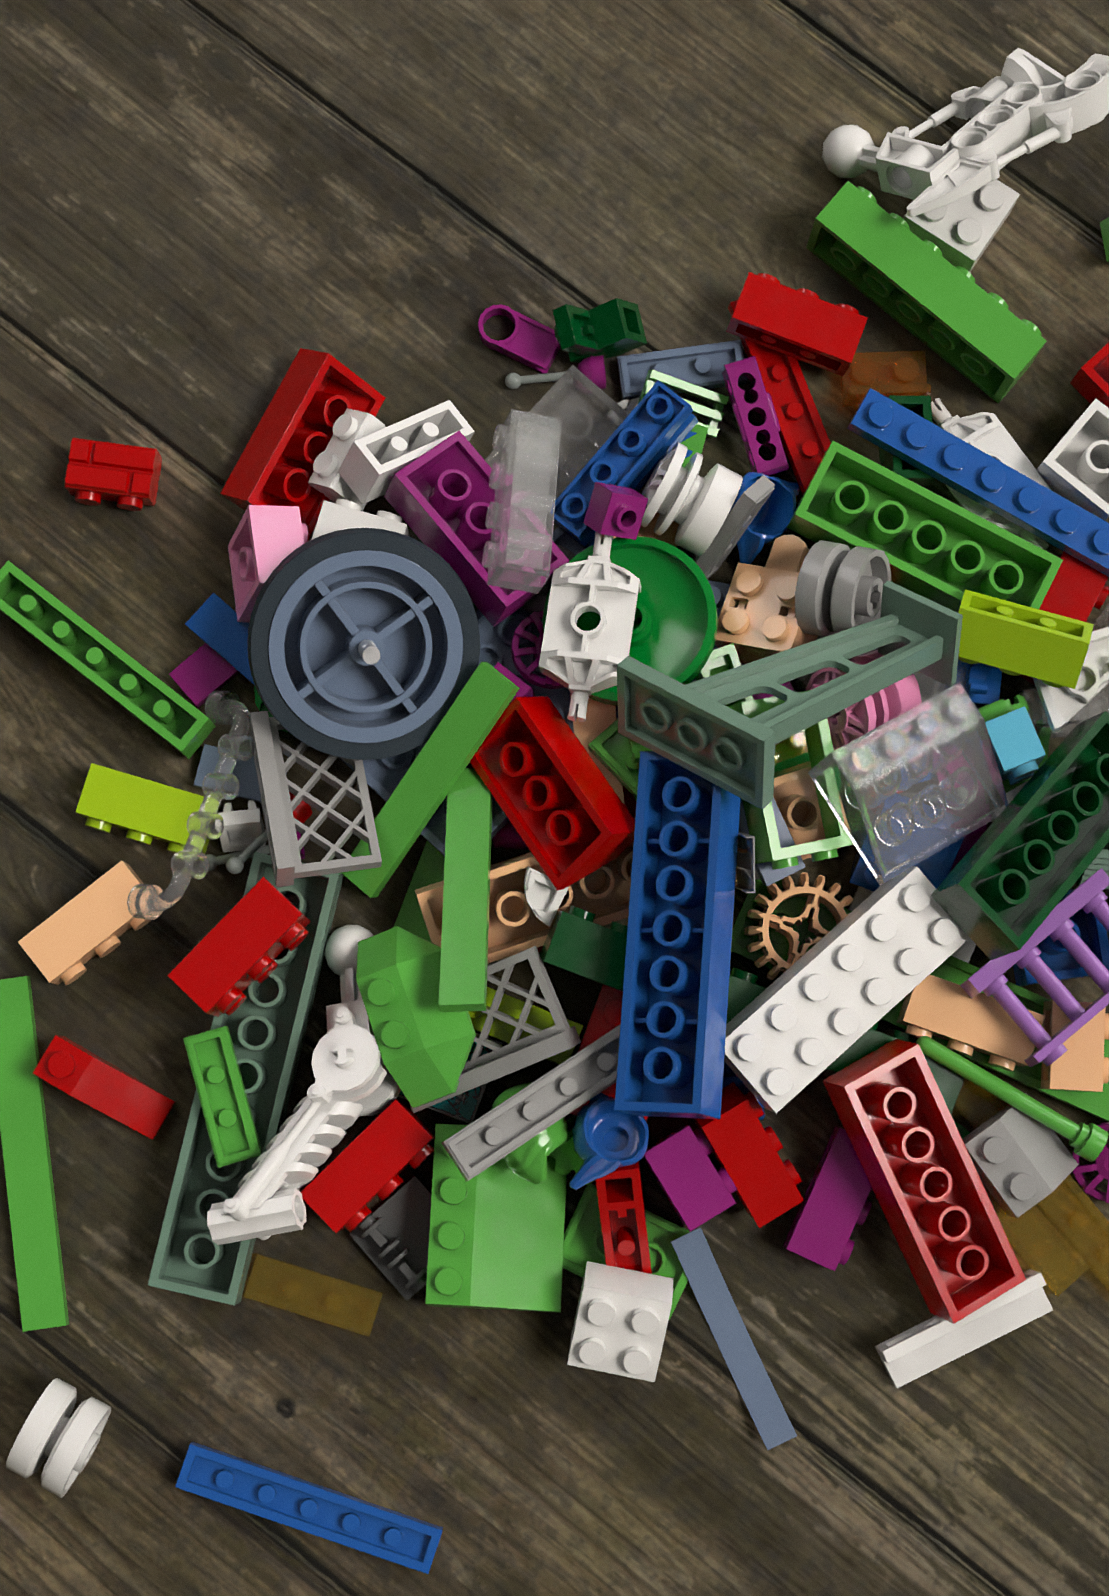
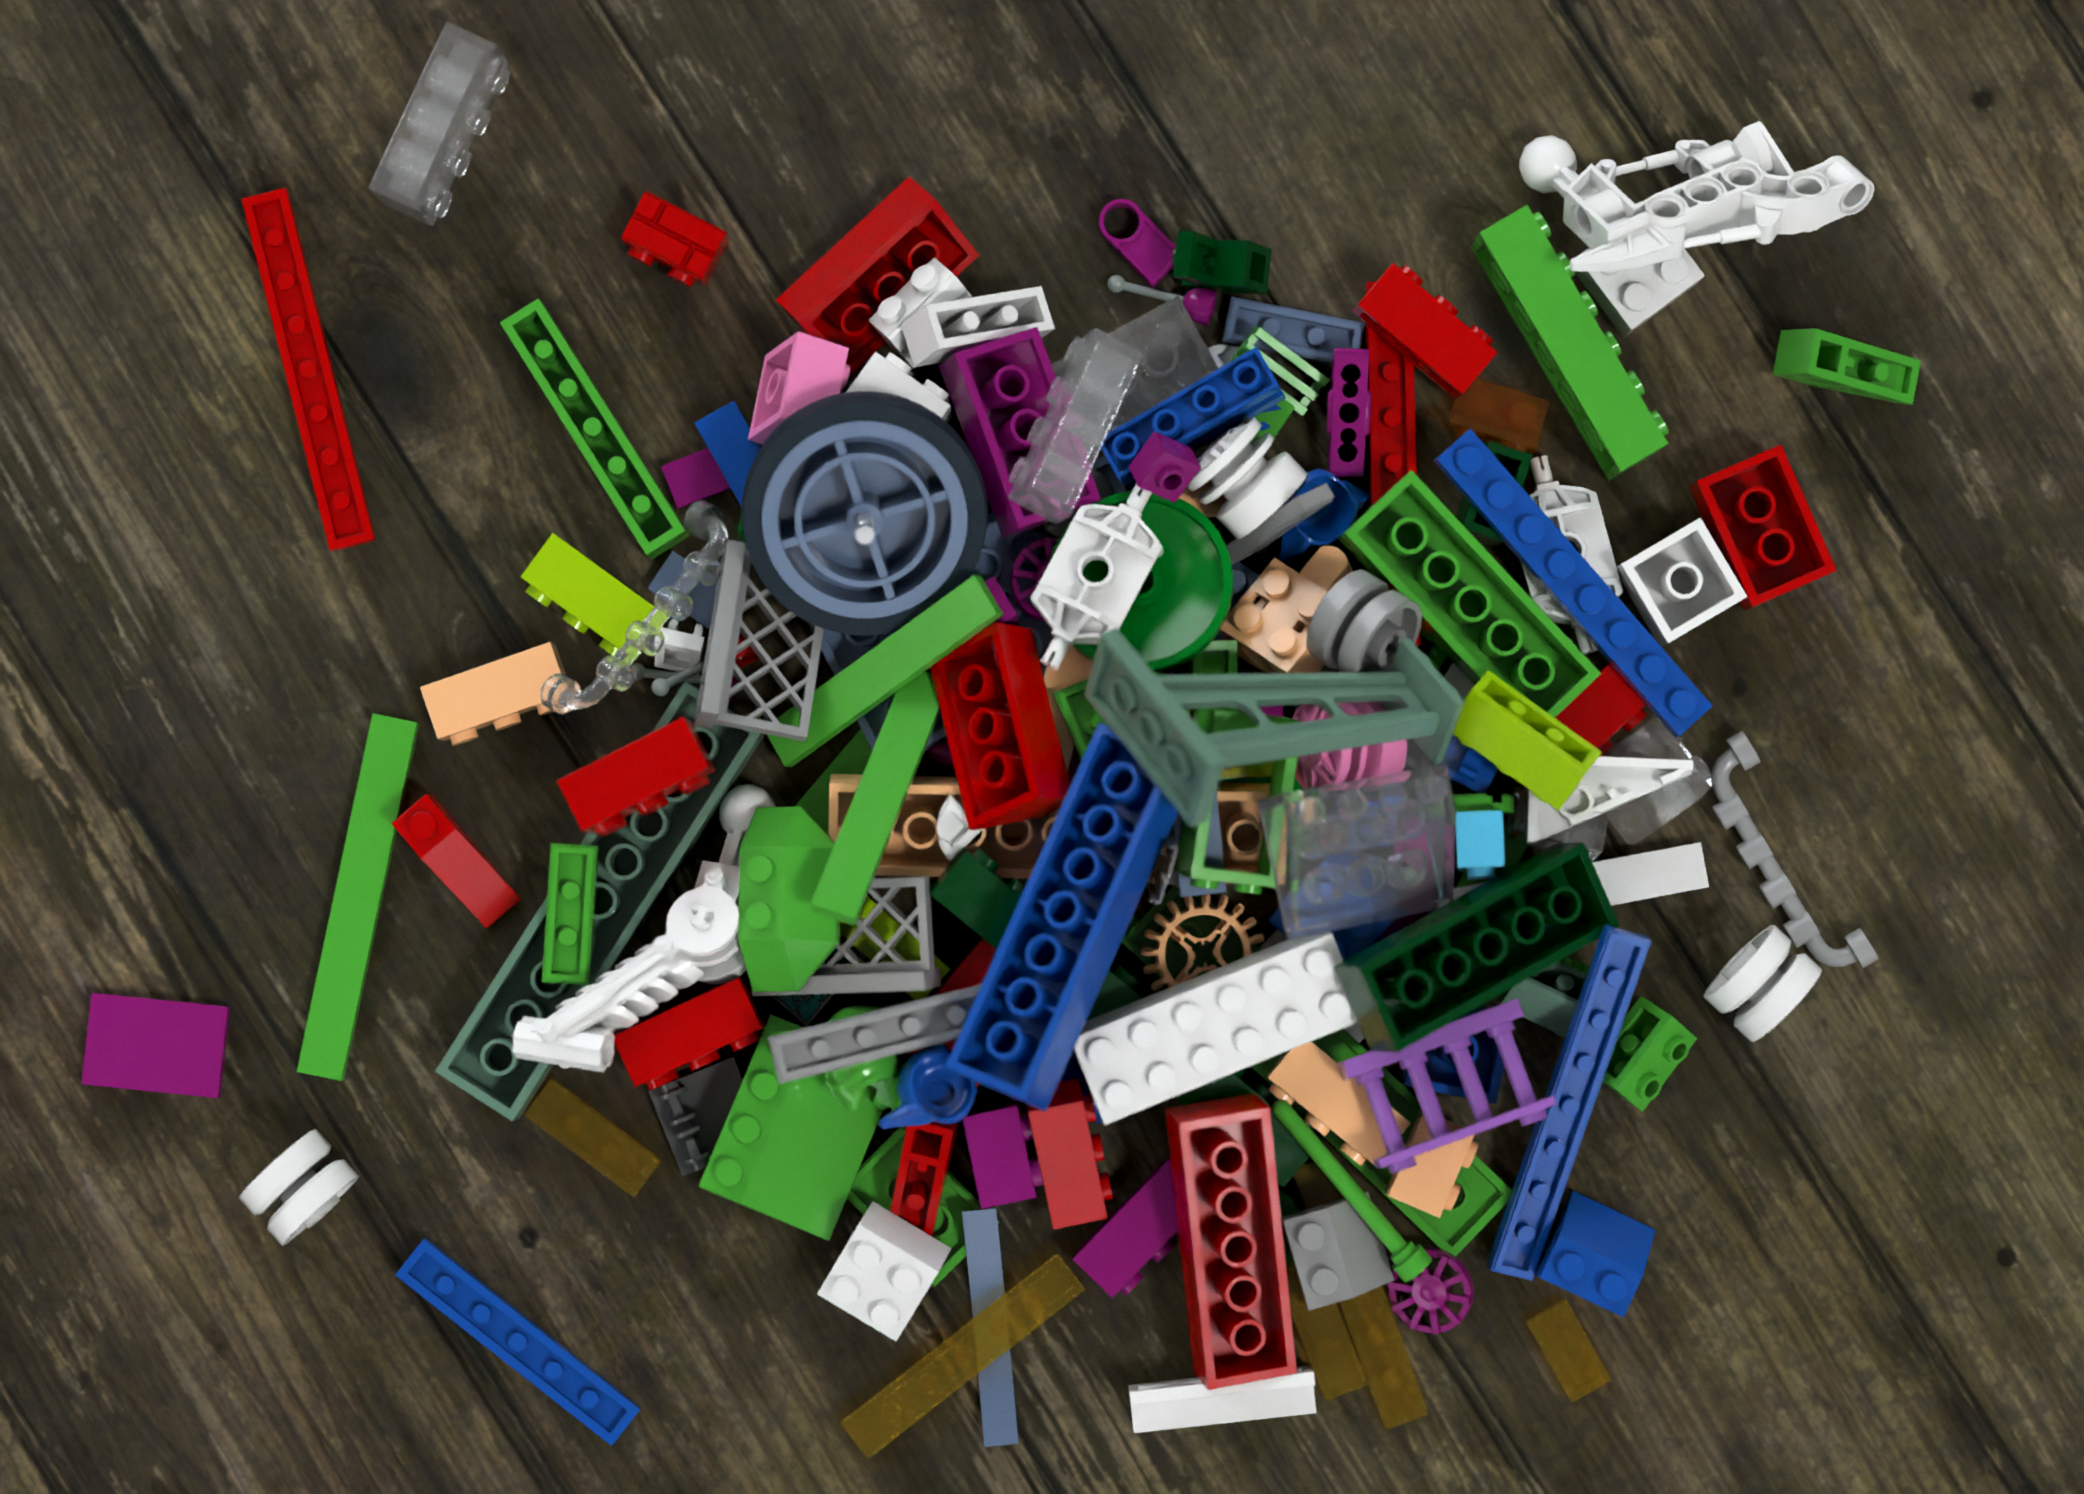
camera: 25 degrees right, 5 degrees up
(717, 1374) = (962, 1355): none -> clear yellow tile

